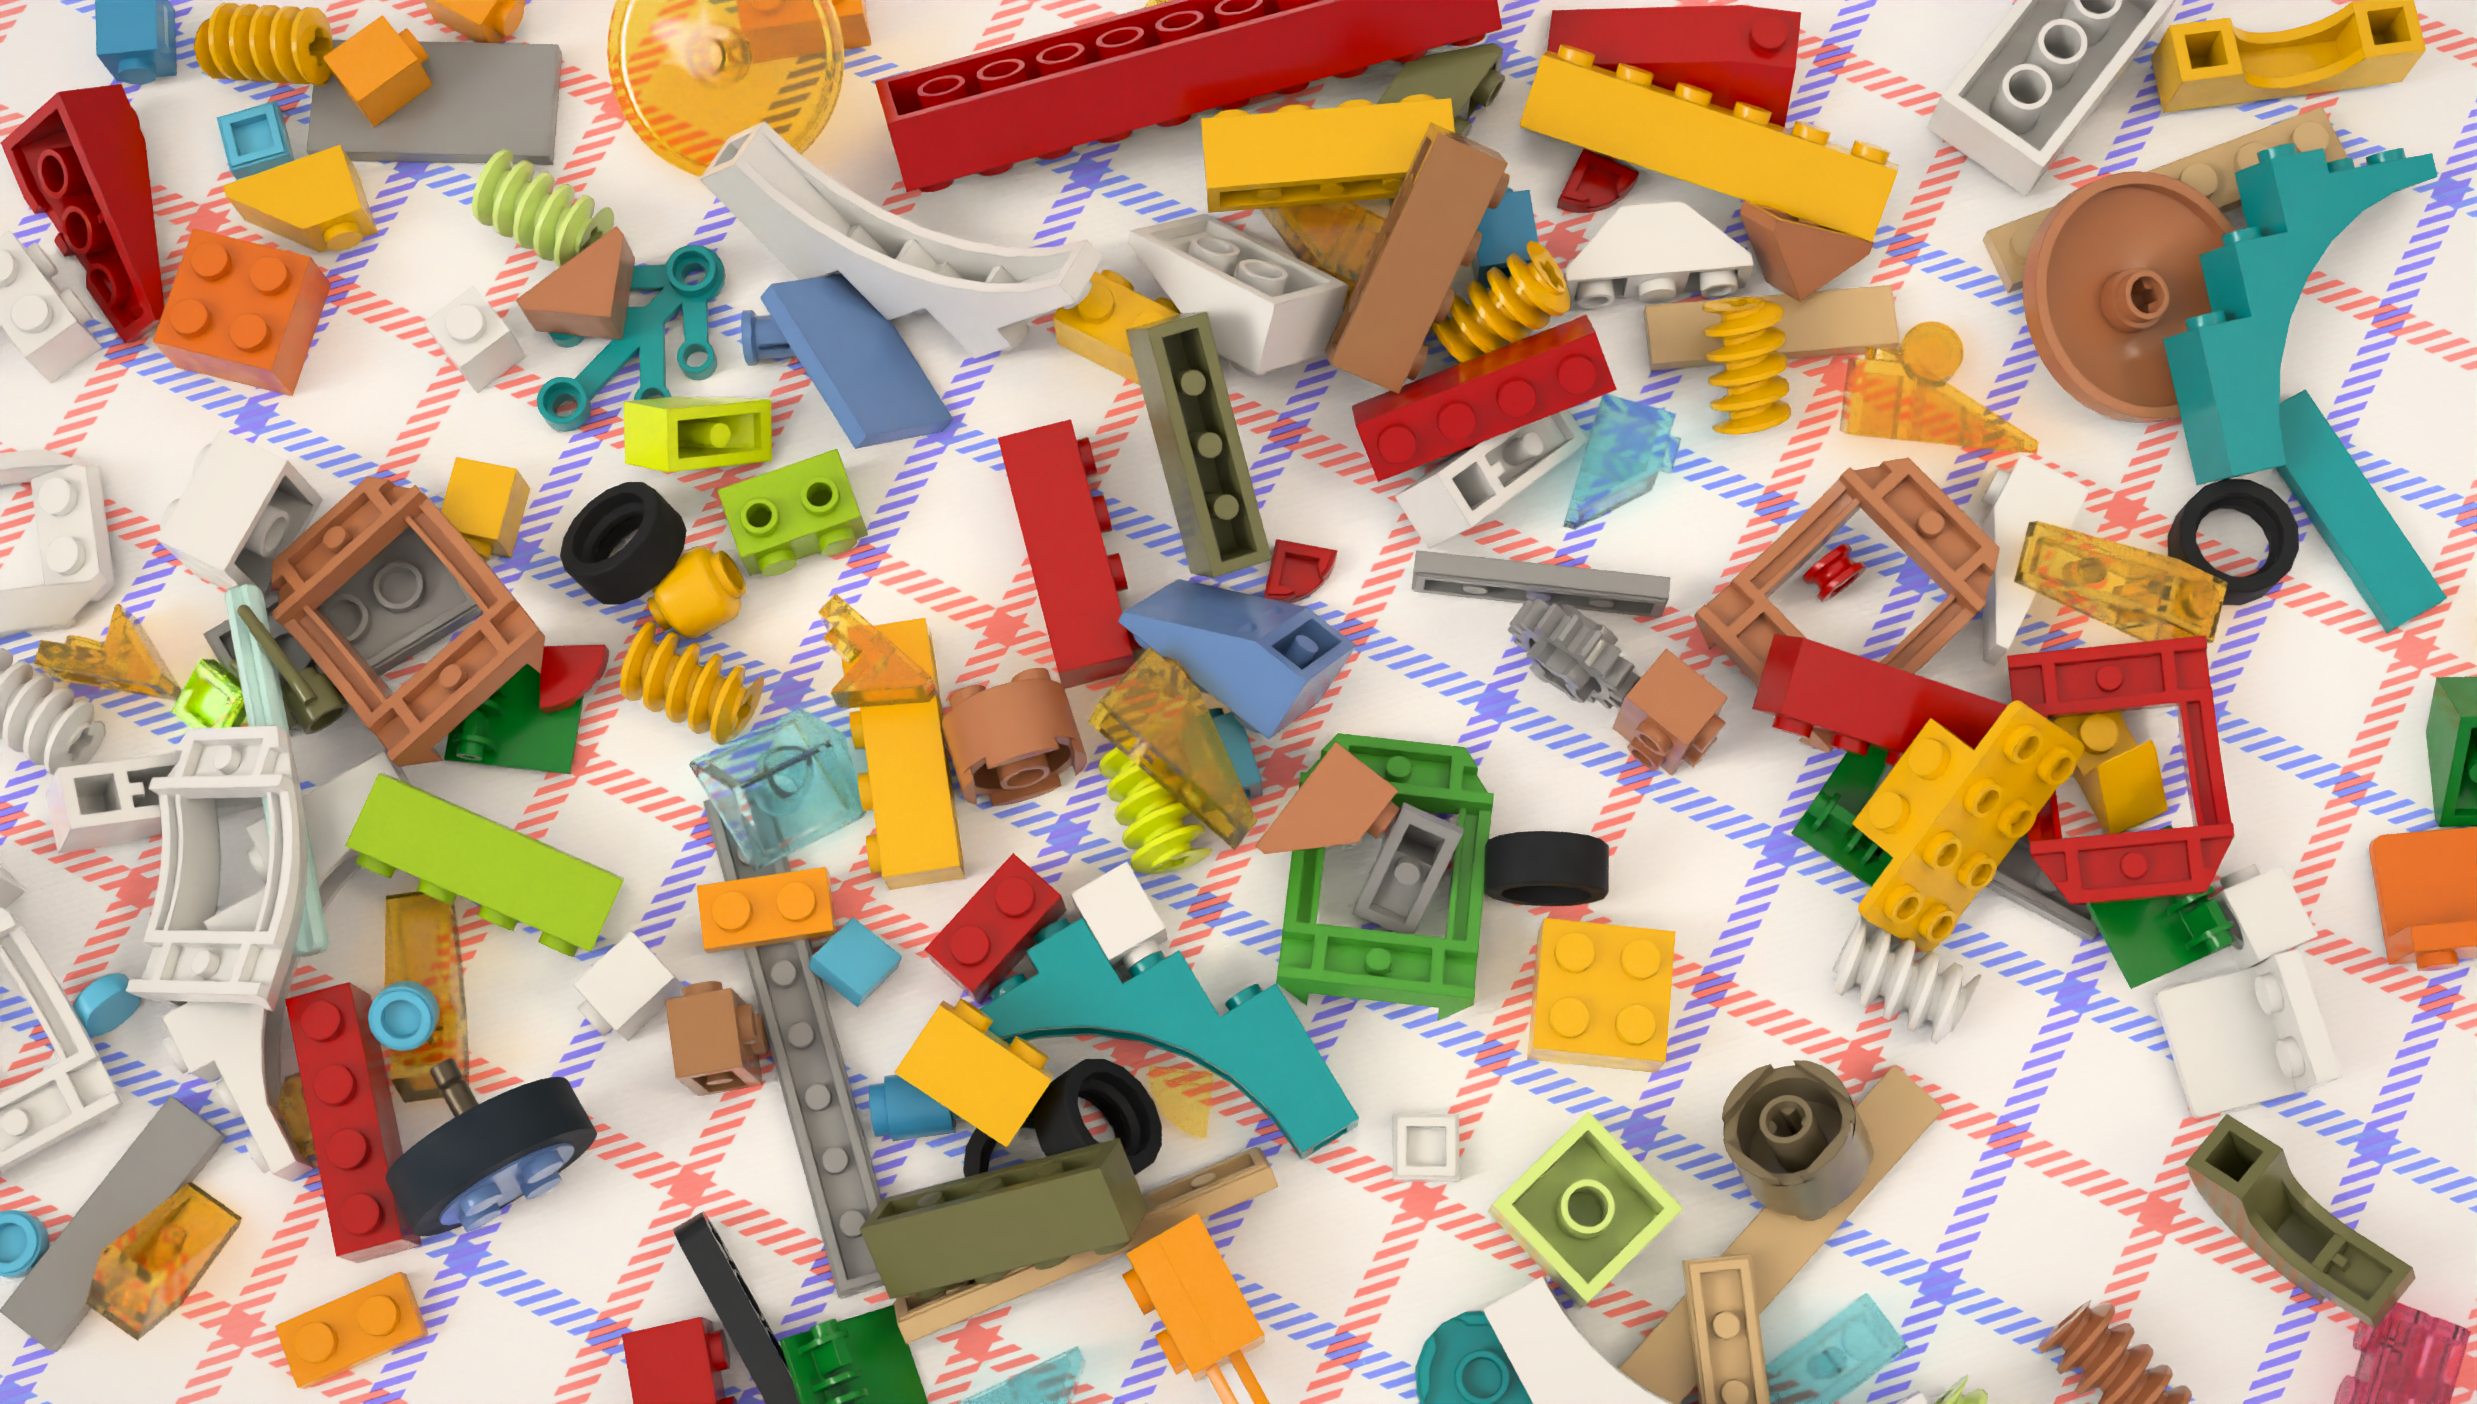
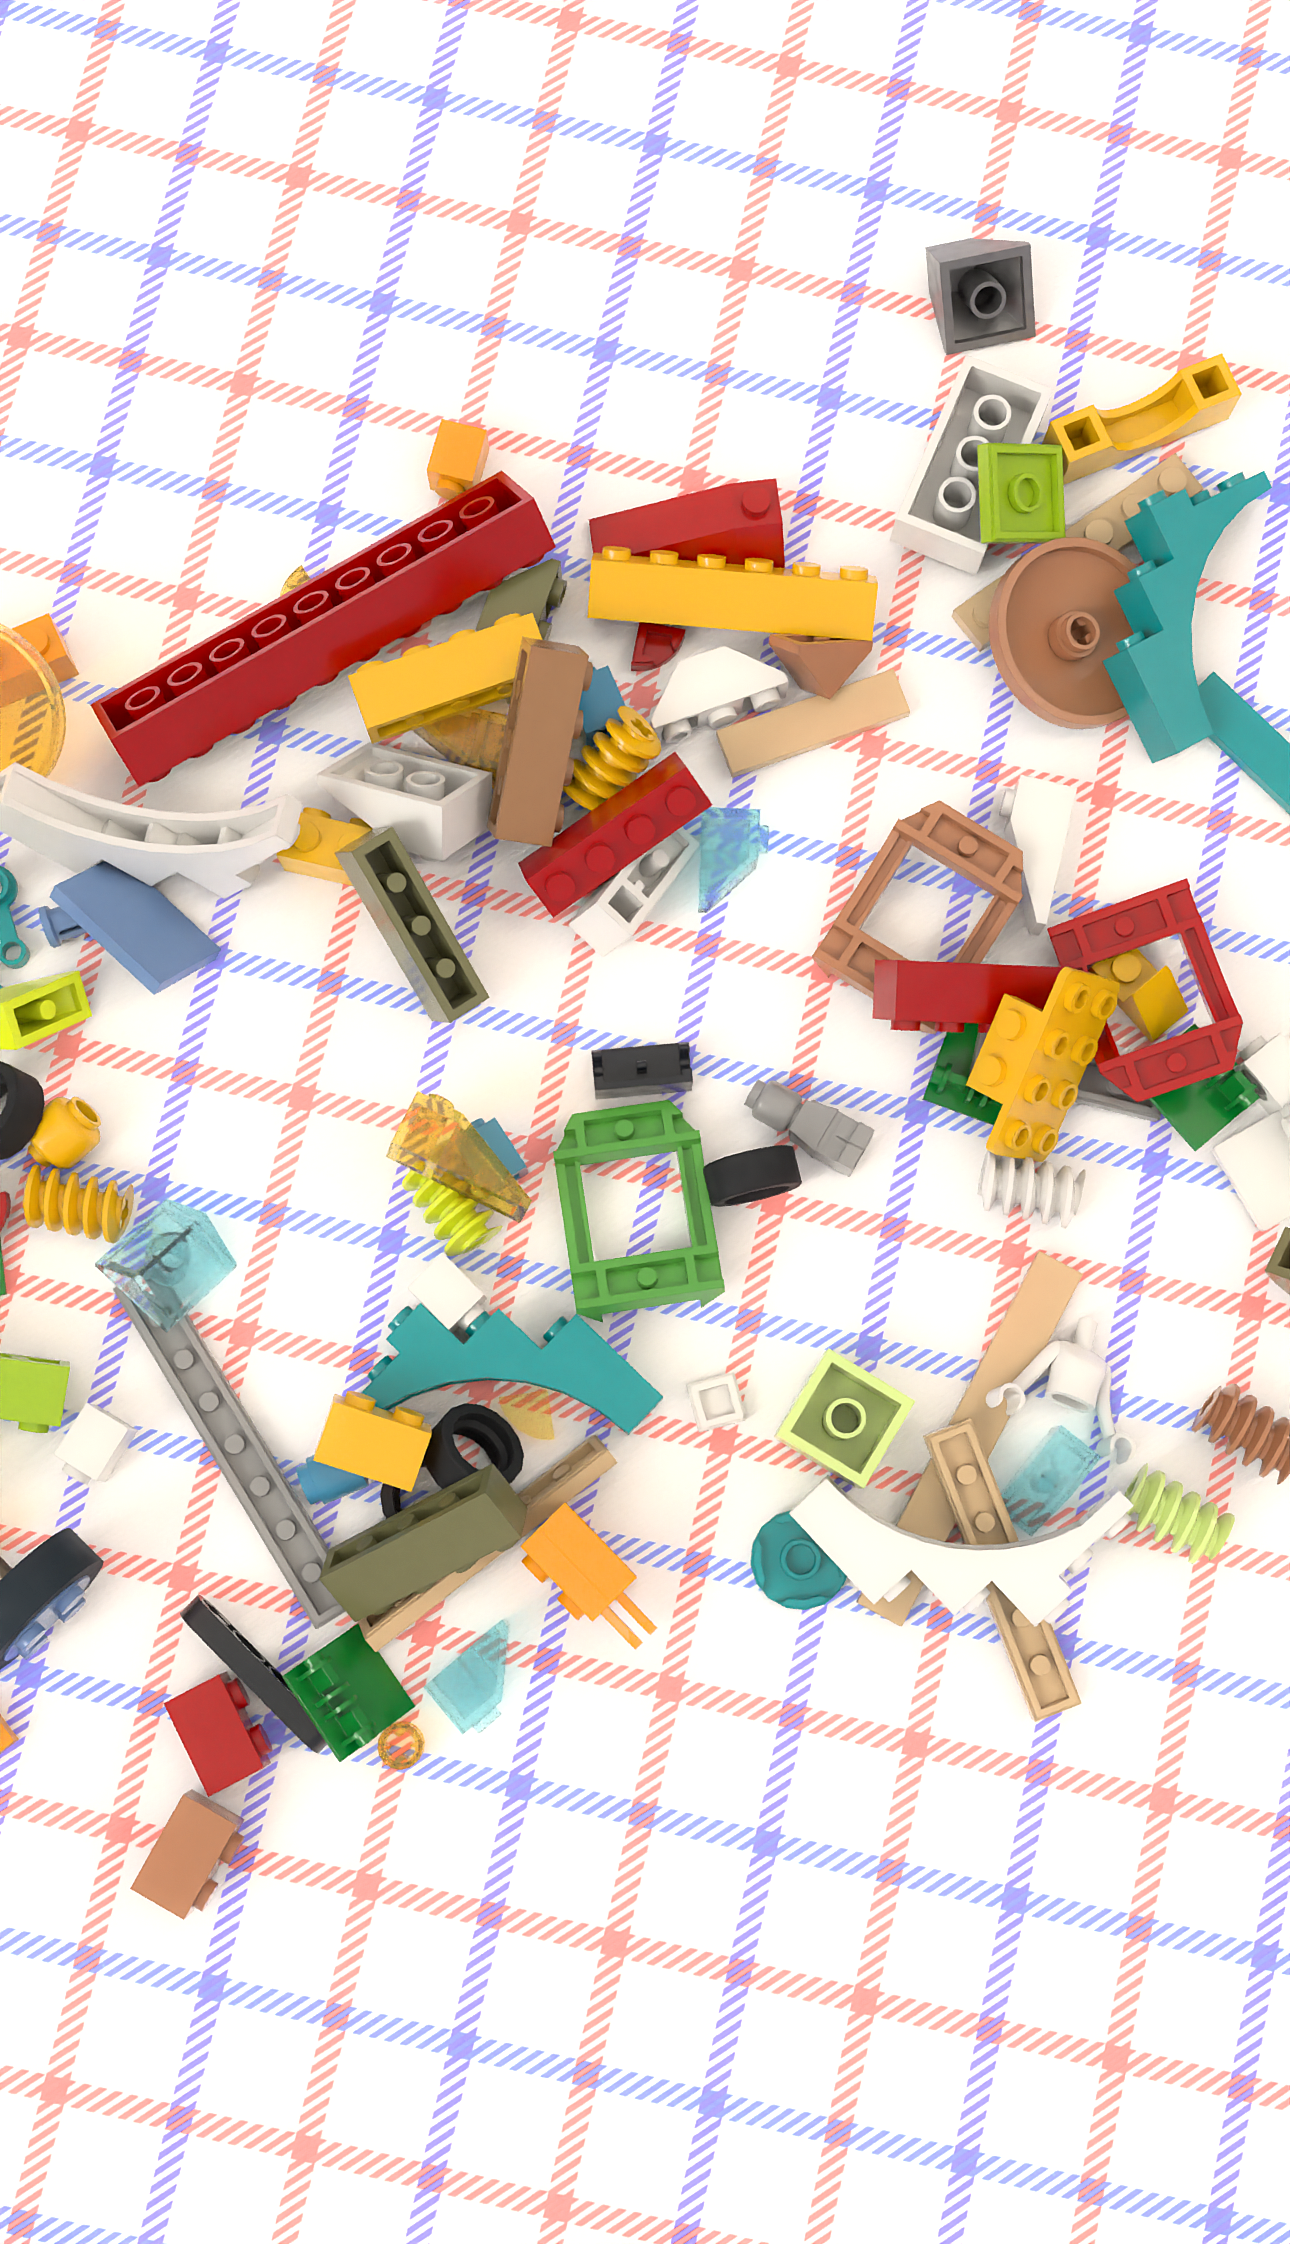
camera: 20 degrees left, 5 degrees up
(715, 1039) = (172, 1466): medium nougat brick -> none
(766, 910) = (183, 1358): light orange plate -> none
(793, 514) = (120, 1054): lime brick -> none
(855, 962) = (260, 1379): medium azure tile -> none
(882, 673) = (222, 1159): clear yellow slope -> none
(908, 777) = (255, 1214): yellow brick -> none
(995, 928) = (358, 1327): red brick -> none
(1012, 738) = (332, 1182): nougat brick -> none
(1067, 551) = (335, 1030): red brick -> none
(1245, 650) = (484, 1070): medium blue slope -> none
(1298, 570) = (510, 998): red tile -> none
(1333, 807) = (584, 1173): nougat slope -> none
(1407, 869) = (650, 1203): light grey slope -> none
(1440, 704) = (642, 1070): none -> black hinge
(1551, 583) = (692, 962): light grey tile -> none
(1573, 653) = (731, 1010): light grey gear -> none
(1601, 995) = (815, 1257): yellow brick -> none
(1642, 830) = (813, 1126): none -> light grey piece
(1670, 715) = (814, 1038): nougat brick -> none
(1749, 363) = (806, 758): yellow piece -> none
(1796, 1138) = (983, 1326): dark tan brick -> none
(1834, 572) = (905, 897): red bush -> none
(1900, 1245) = (1075, 1381): none -> white piece
(1913, 404) = (925, 757): clear yellow slope -> none
(1934, 348) = (934, 713): clear yellow tile -> none
(2109, 103) = (1021, 493): none -> lime tile
(2121, 584) = (1116, 855): clear yellow slope -> none
(2265, 509) = (1206, 769): black tyre -> none

